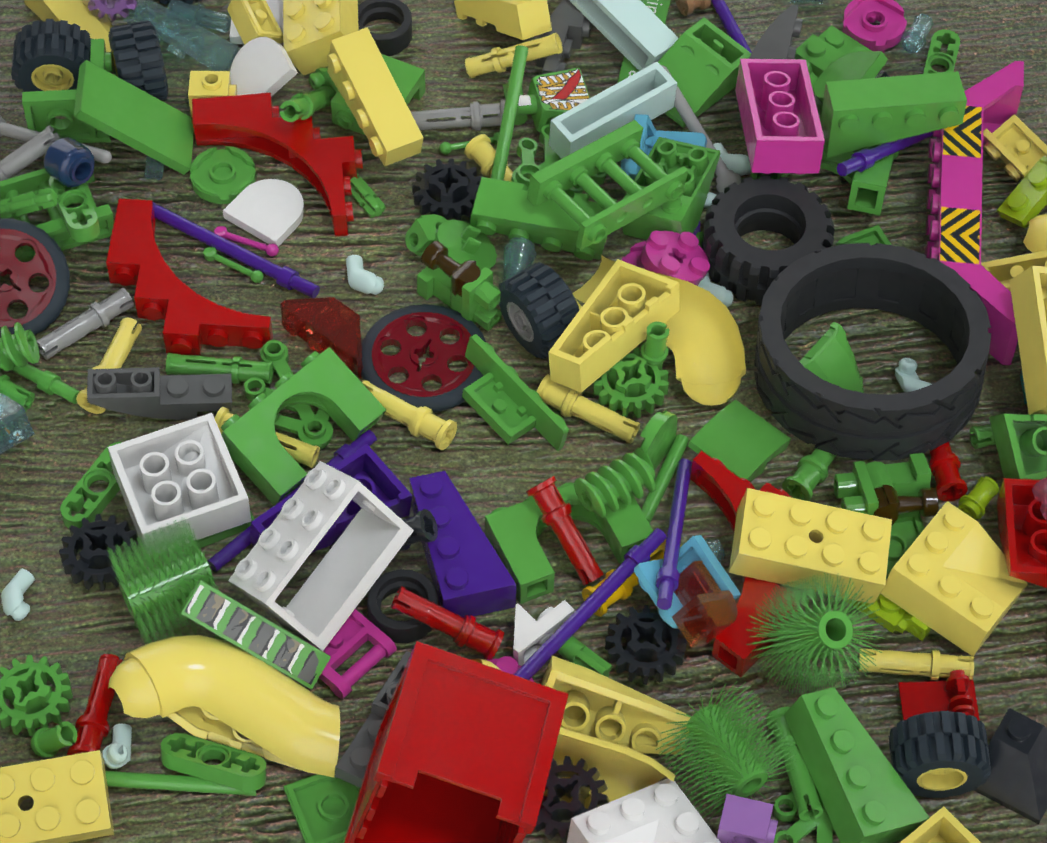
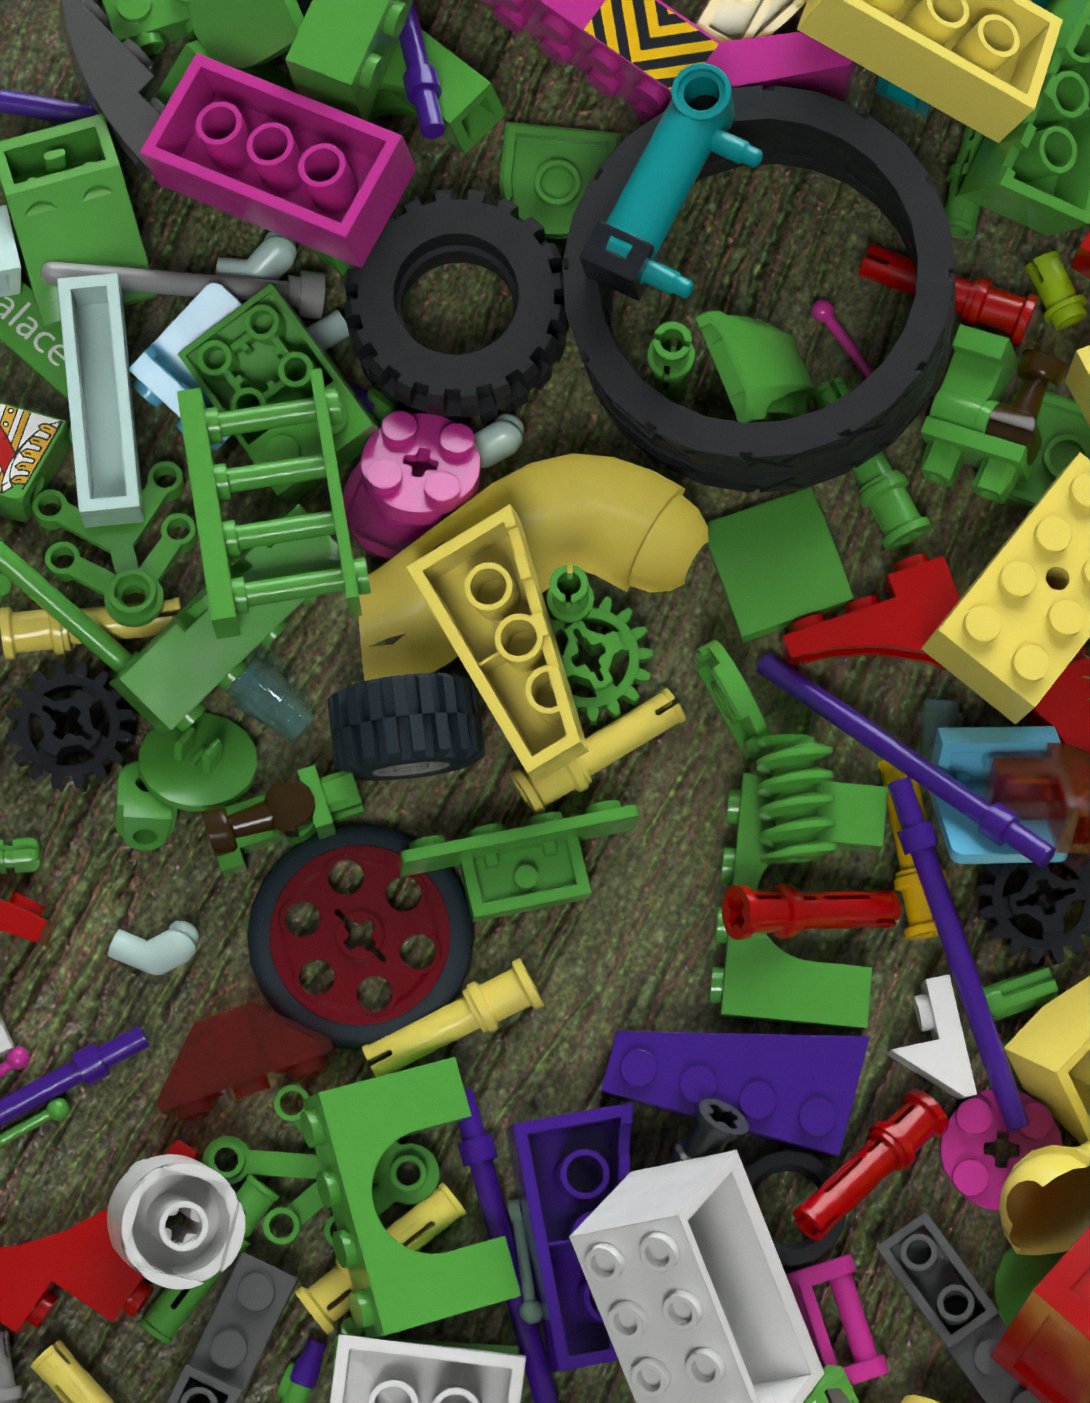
camera: 55 degrees left, 25 degrees up
(233, 341) = (187, 1252): none -> white brick
(664, 476) = (768, 702): bright green bar -> none
(804, 322) = (670, 362): none -> bright green pin
(907, 376) = (809, 256): light aqua arm -> none
(929, 260) = (626, 246): none -> teal piece

